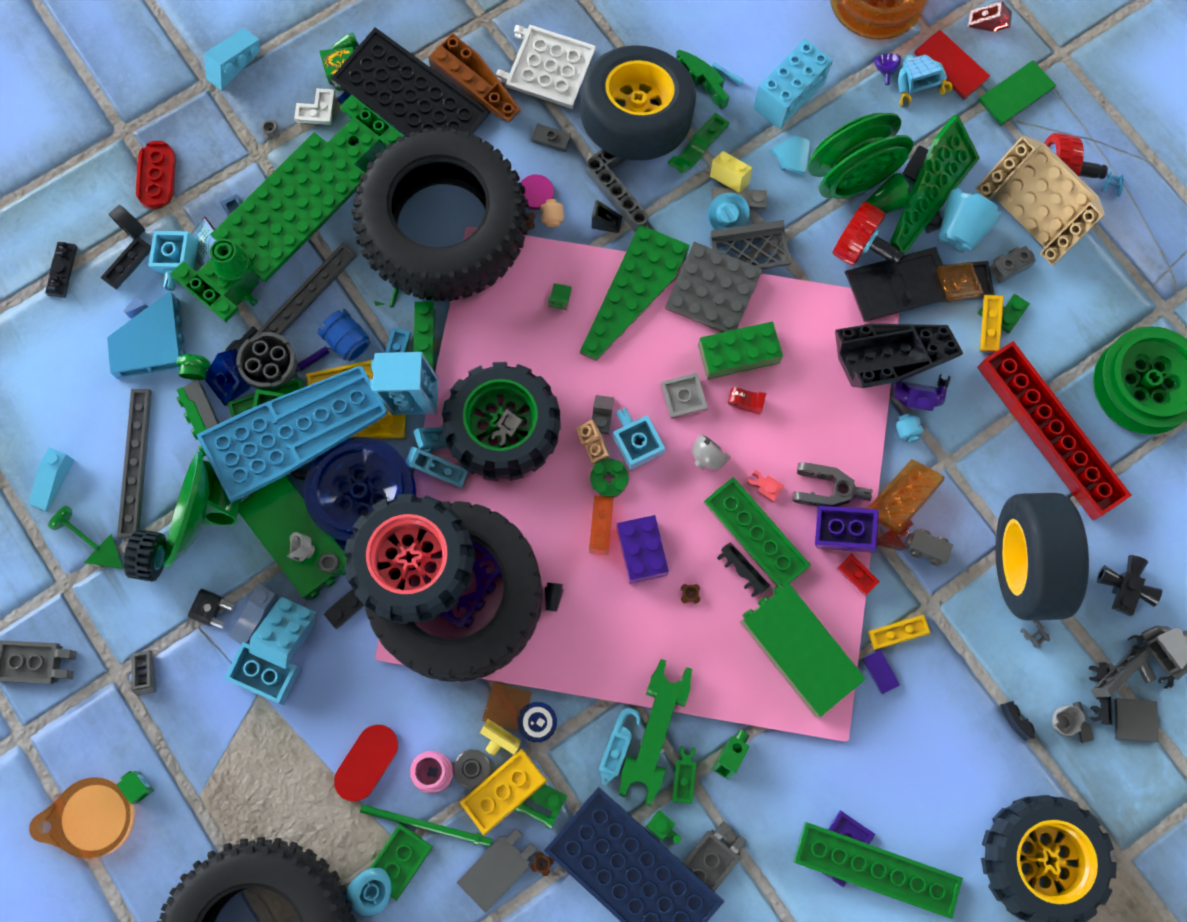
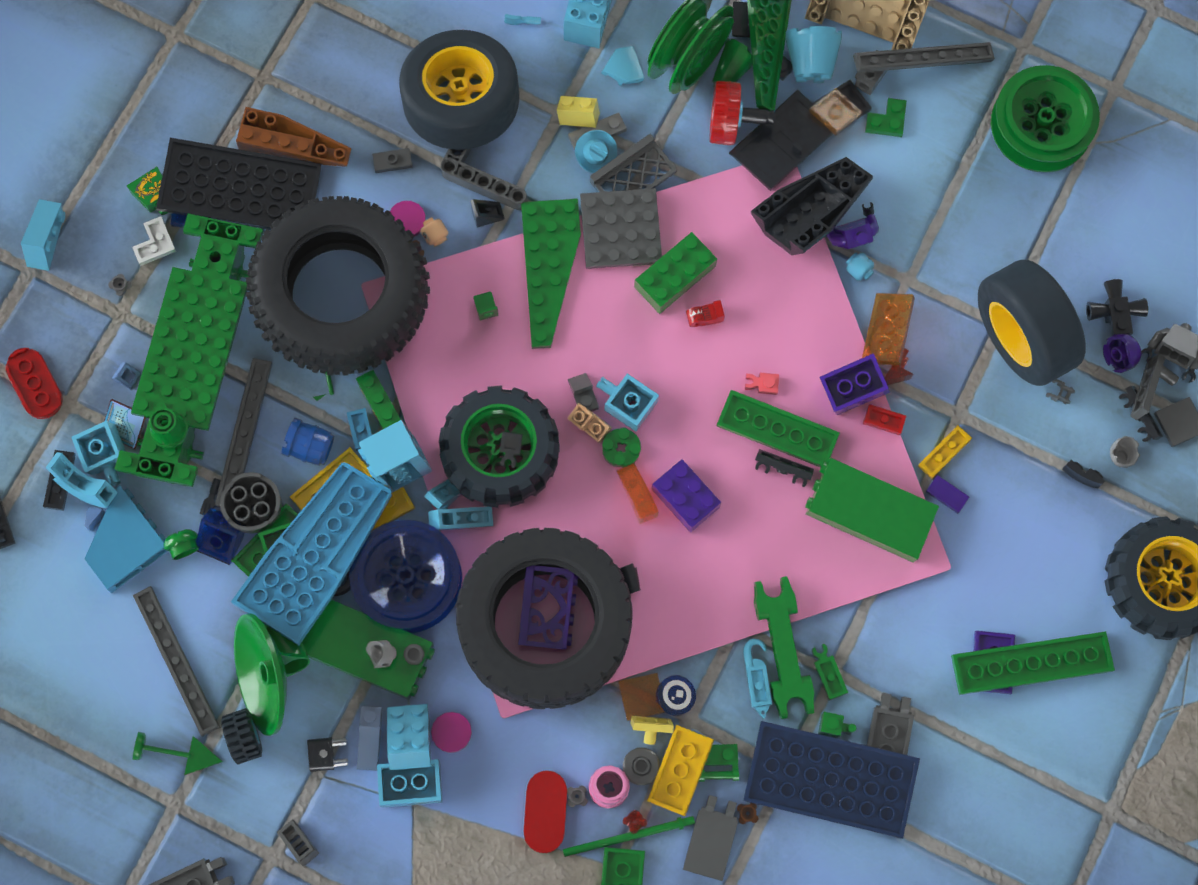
camera: 30 degrees left, 0 degrees up
(49, 478) = (105, 716): medium azure slope -> none
(126, 221) = (37, 441): black tyre -> none
(137, 271) = (88, 489): none -> medium azure arch
(198, 409) = (212, 584): piece -> none
(313, 358) = (288, 477): dark purple piece -> none
(325, 648) = (451, 732): none -> dark pink tile
(343, 609) = (448, 688): black plate -> none
(347, 40) = (146, 164): green cone -> none
(398, 758) = (577, 801): none -> flat silver plate
(405, 519) = (471, 575): black wheel -> none
(438, 809) = (634, 827): none -> clear red plate
(548, 66) = (352, 93): white plate -> none
(683, 395) = (647, 339): light grey plate -> none
(695, 593) = (750, 506): reddish brown plate -> none
(699, 144) = (533, 98): green piece -> none
(706, 76) = (504, 30): green slope -> none
(708, 454) = (698, 380): light grey cylinder -> none
(728, 760) = (860, 633): green torso -> none
(839, 479) = (823, 343): dark grey piece -> none
(932, 548) = (927, 364): dark grey brick -> none
(991, 323) = (882, 135): yellow tile -> none
(1053, 431) = (984, 205): red brick -> none
(1066, 272) = (923, 57): none -> dark grey tile
(1086, 731) = (1145, 454): dark grey piece -> none
(1113, 628) = (1122, 352): none -> dark purple cylinder

